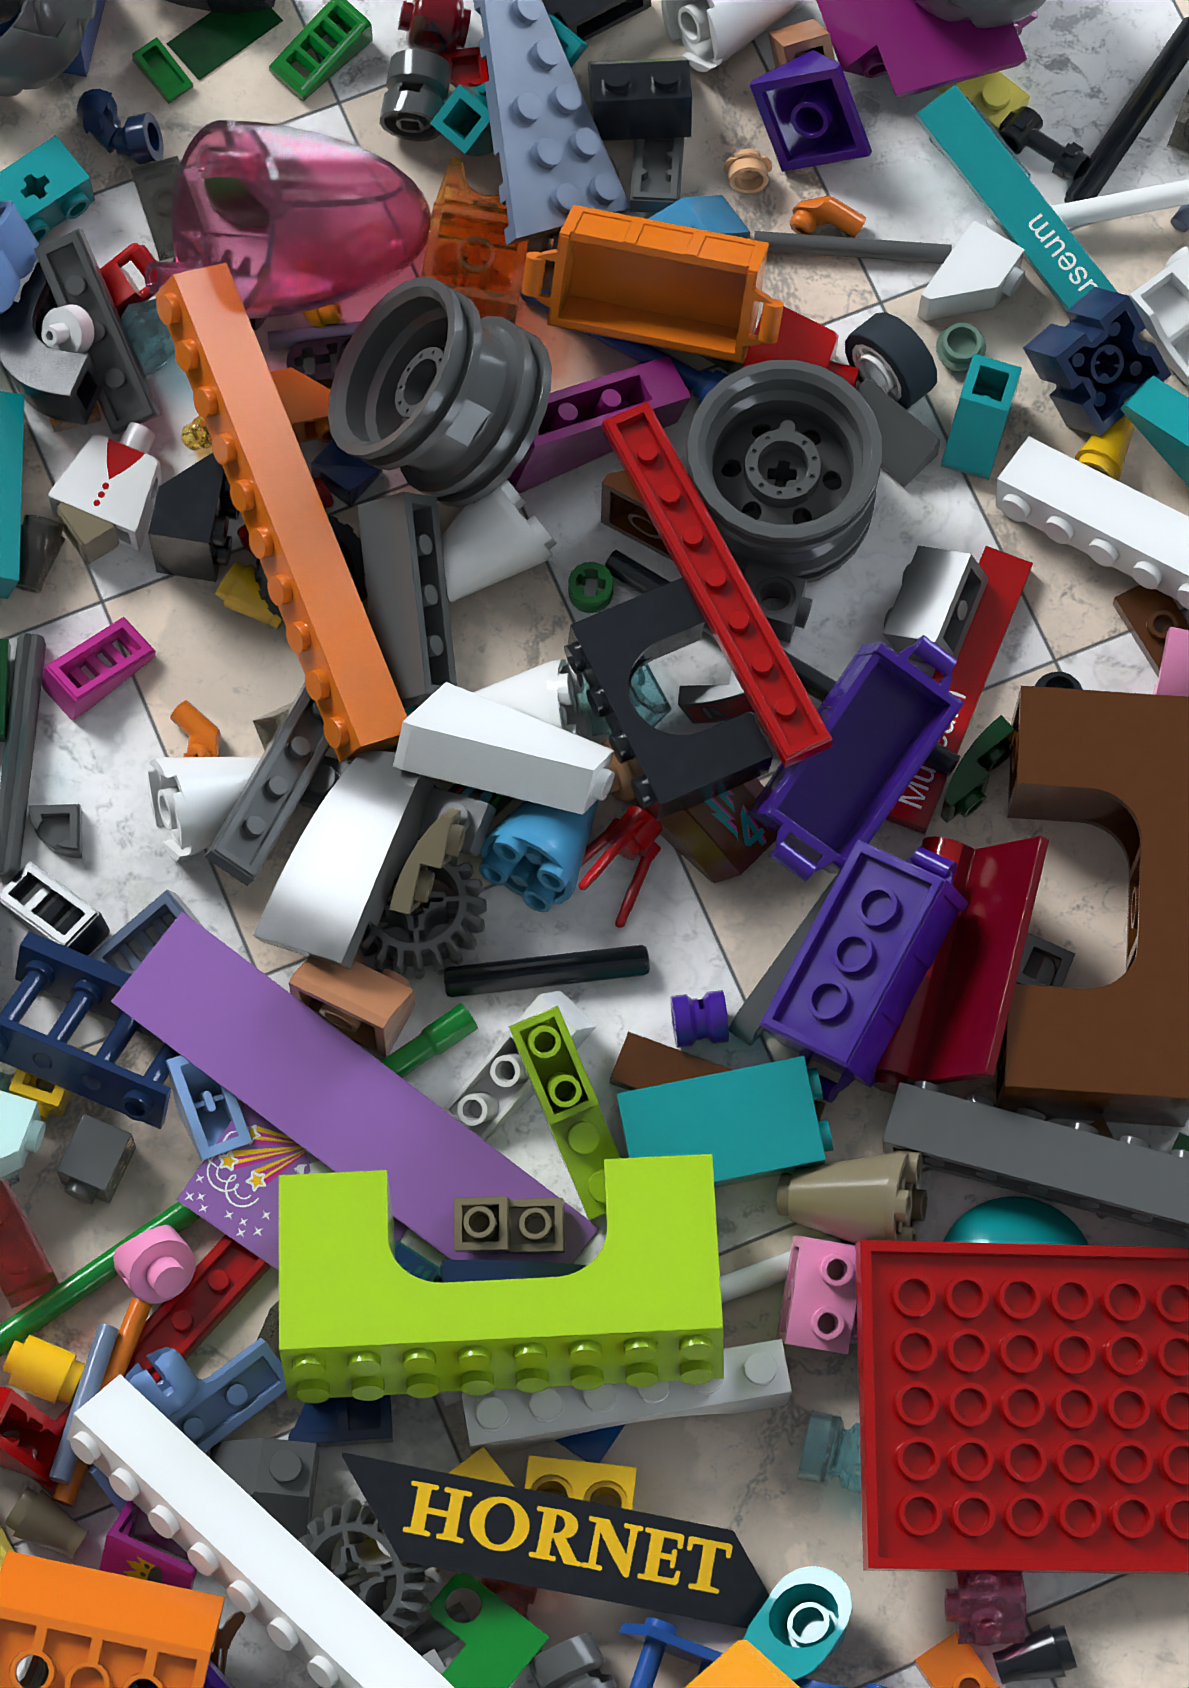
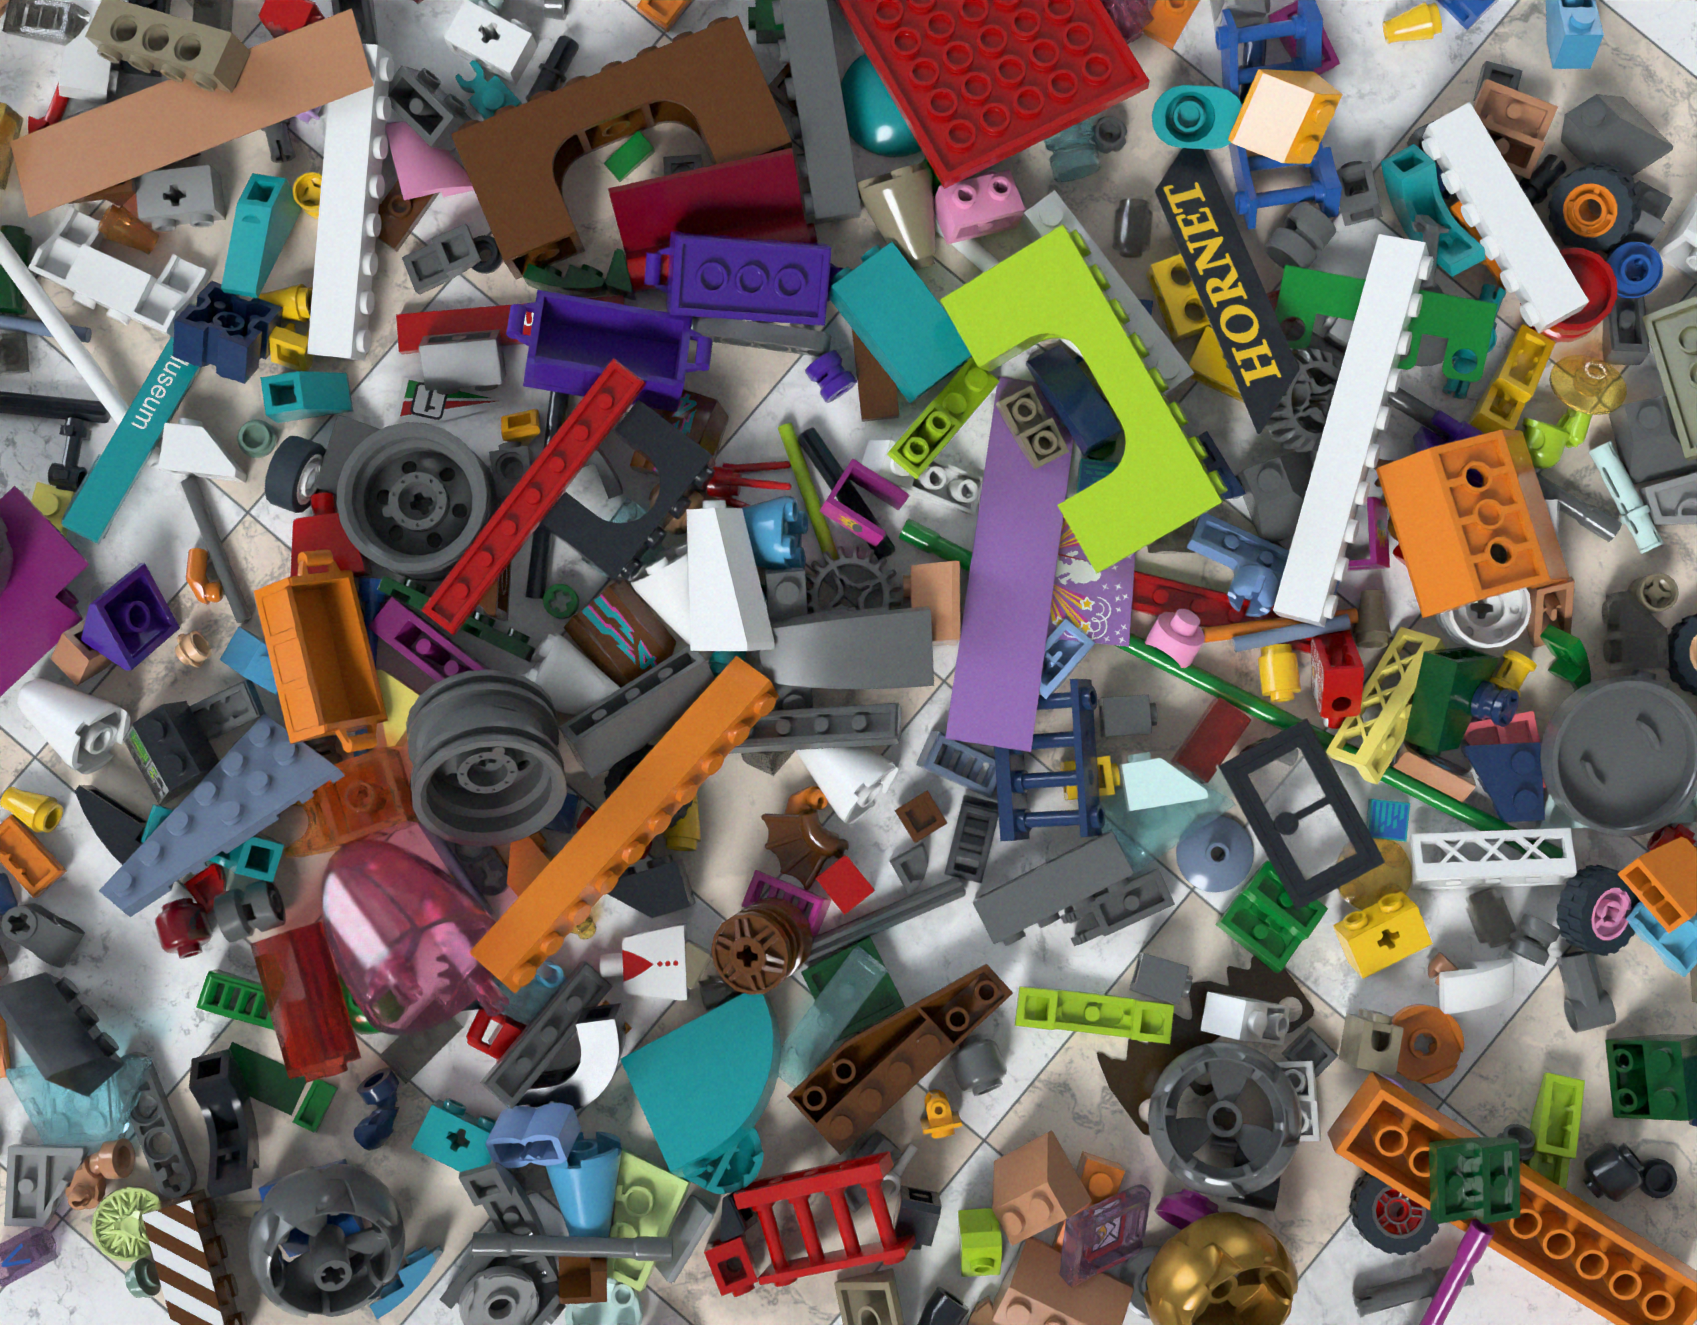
camera: 115 degrees left, 15 degrees up
(61, 602) = (762, 945): none -> reddish brown wheel
(68, 329) = (560, 1052): white tile -> none
(78, 734) = (845, 884): none -> red panel
(111, 863) = (921, 816): none -> reddish brown plate
(155, 374) = (555, 979): none -> medium azure hand
(155, 714) = (802, 844): none -> reddish brown arm
(277, 94) = (306, 1002): none -> clear red brick
(433, 849) = (826, 593): dark tan slope -> none
(507, 940) = (875, 485): none -> magenta piece
(509, 628) = (621, 634): none -> reddish brown slope
(572, 353) = (398, 700): none -> light yellow slope
(572, 501) = (477, 625): none -> dark green wing
(575, 930) = (807, 490): none -> lime bar
(699, 1480) = (1132, 228): none -> clear smoke brick
(825, 637) = (521, 426): none -> light orange slope
(831, 1503) = (1113, 126): none -> dark grey plate
(894, 557) = (430, 407): none -> sticker
(949, 825) = (618, 277): none -> dark green slope
(1051, 425) = (290, 348): none -> yellow tile
(1073, 641) = (443, 260): none -> dark grey slope
(1099, 922) = (629, 156): none -> green piece

